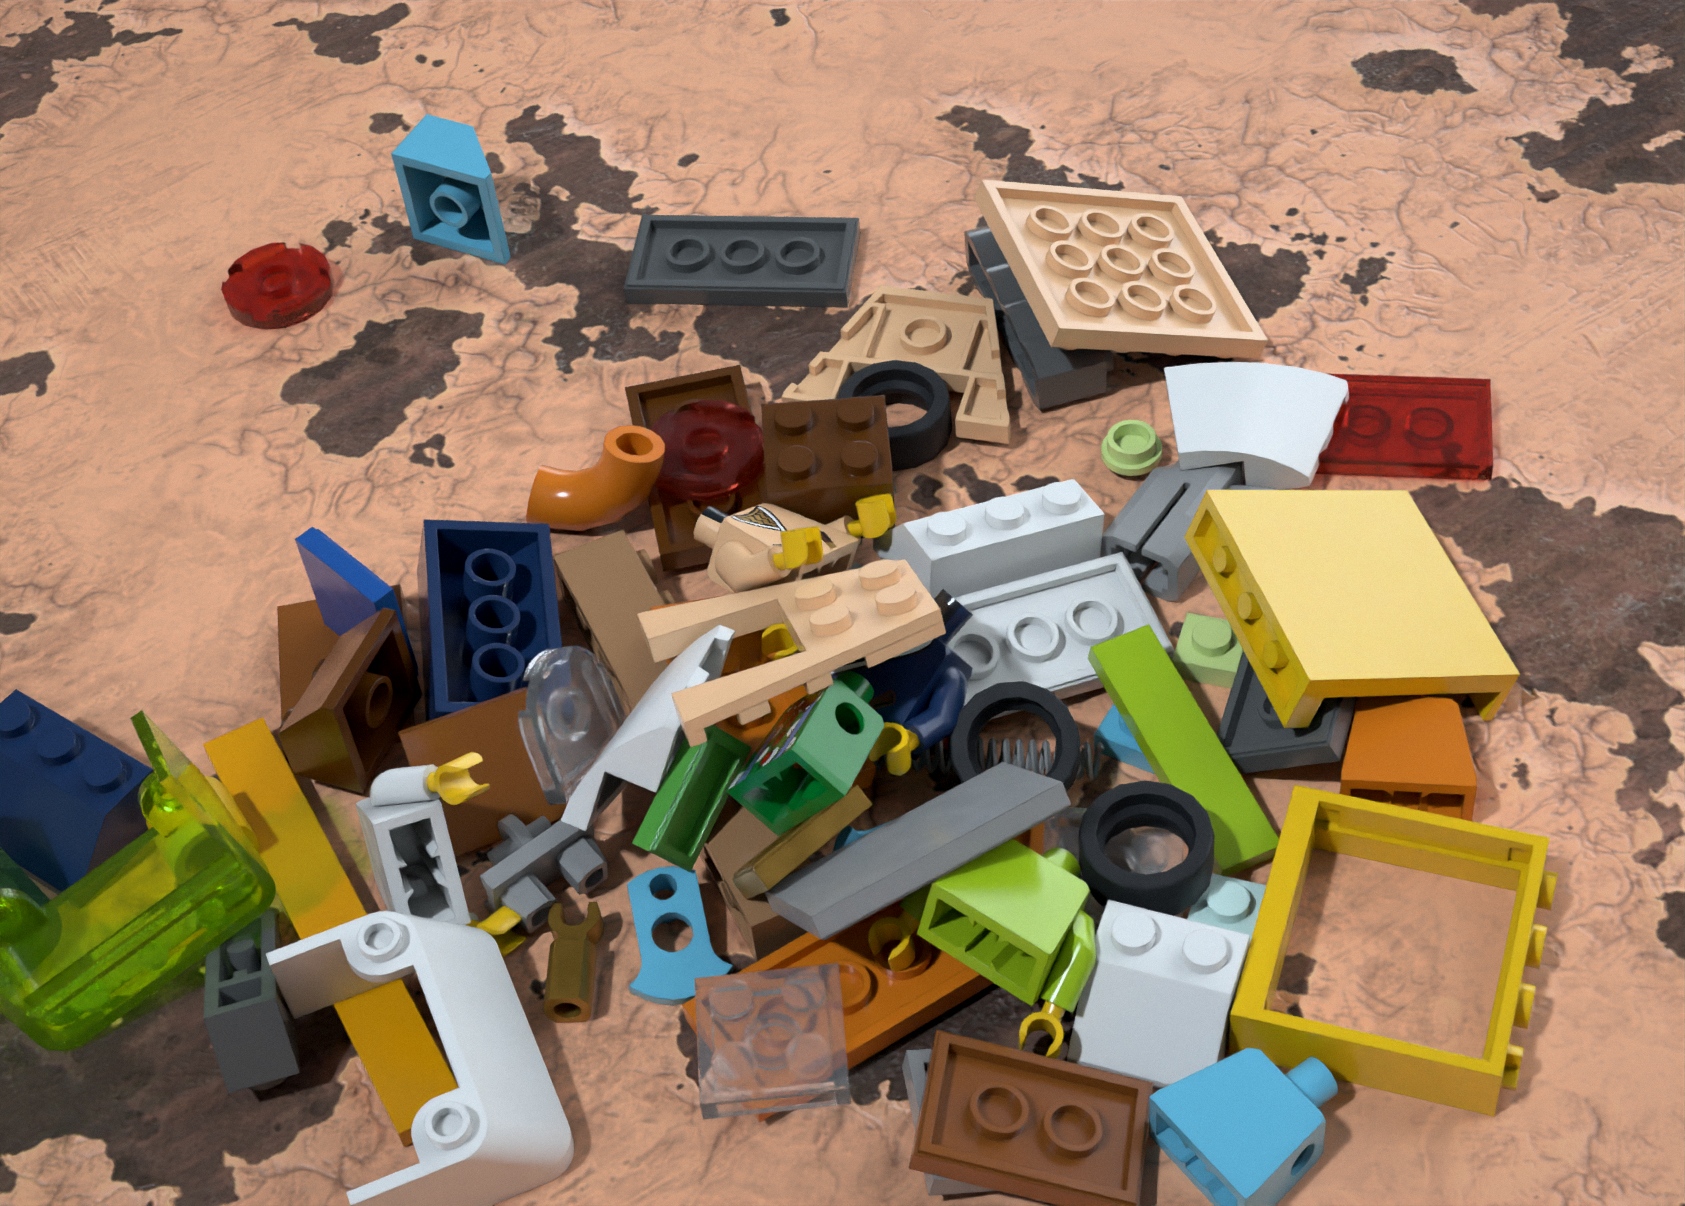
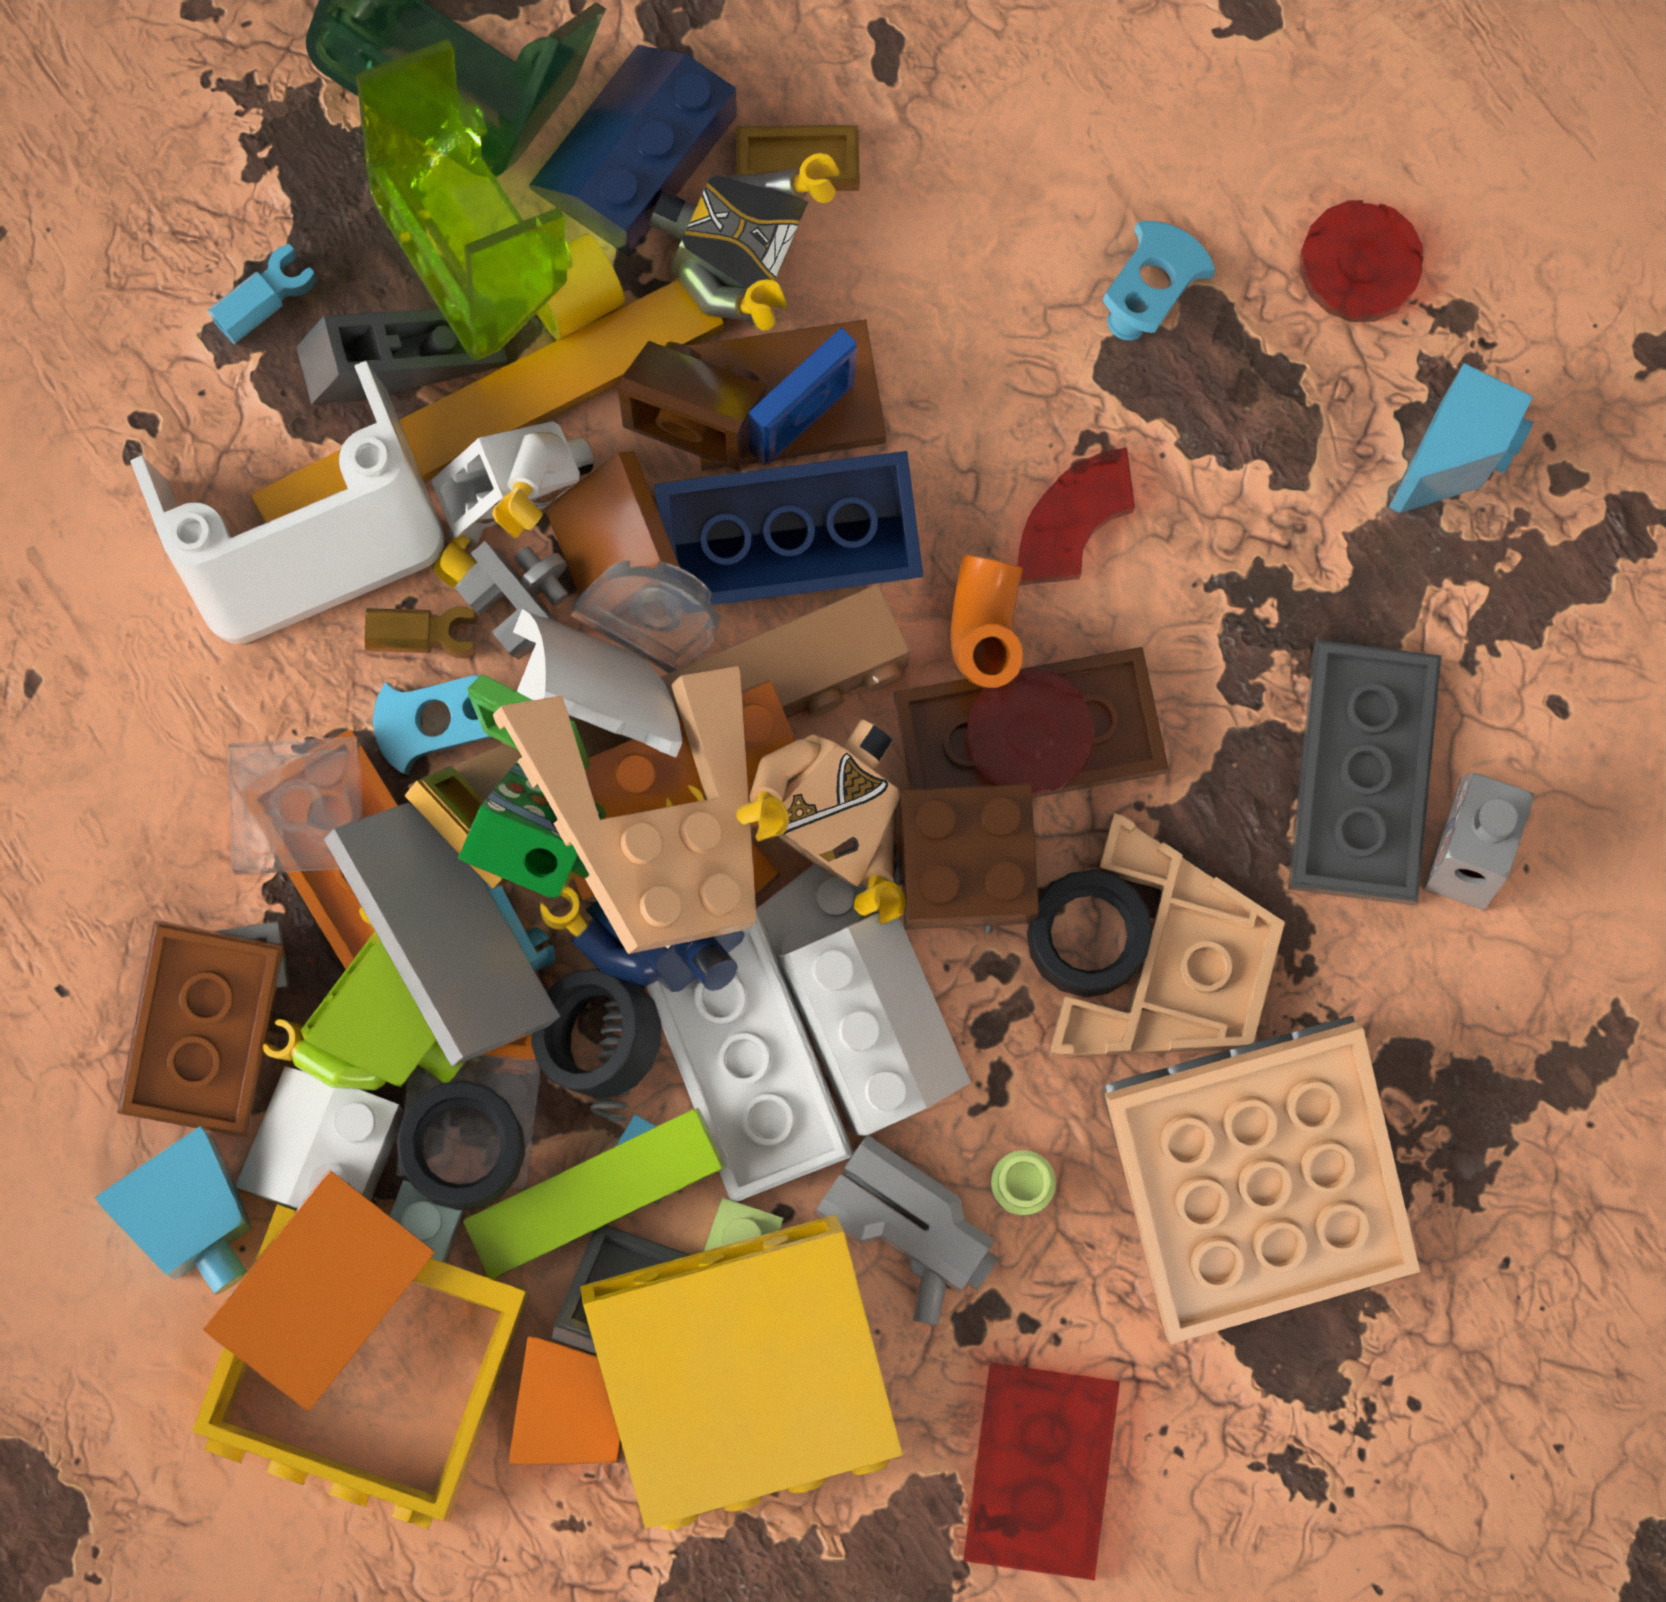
camera: 80 degrees right, 30 degrees up
(98, 676) = (787, 147): none -> pearl gold tile
(161, 1150) = (260, 296): none -> medium azure bar
(185, 685) = (741, 236): none -> torso
(293, 415) = (1140, 307): none -> medium azure piece
(488, 456) = (1071, 513): none -> clear red tile
(803, 166) = (1480, 837): none -> light grey torso
(1254, 414) = (1019, 1306): white slope -> none
(1325, 948) = (318, 1290): none -> orange tile

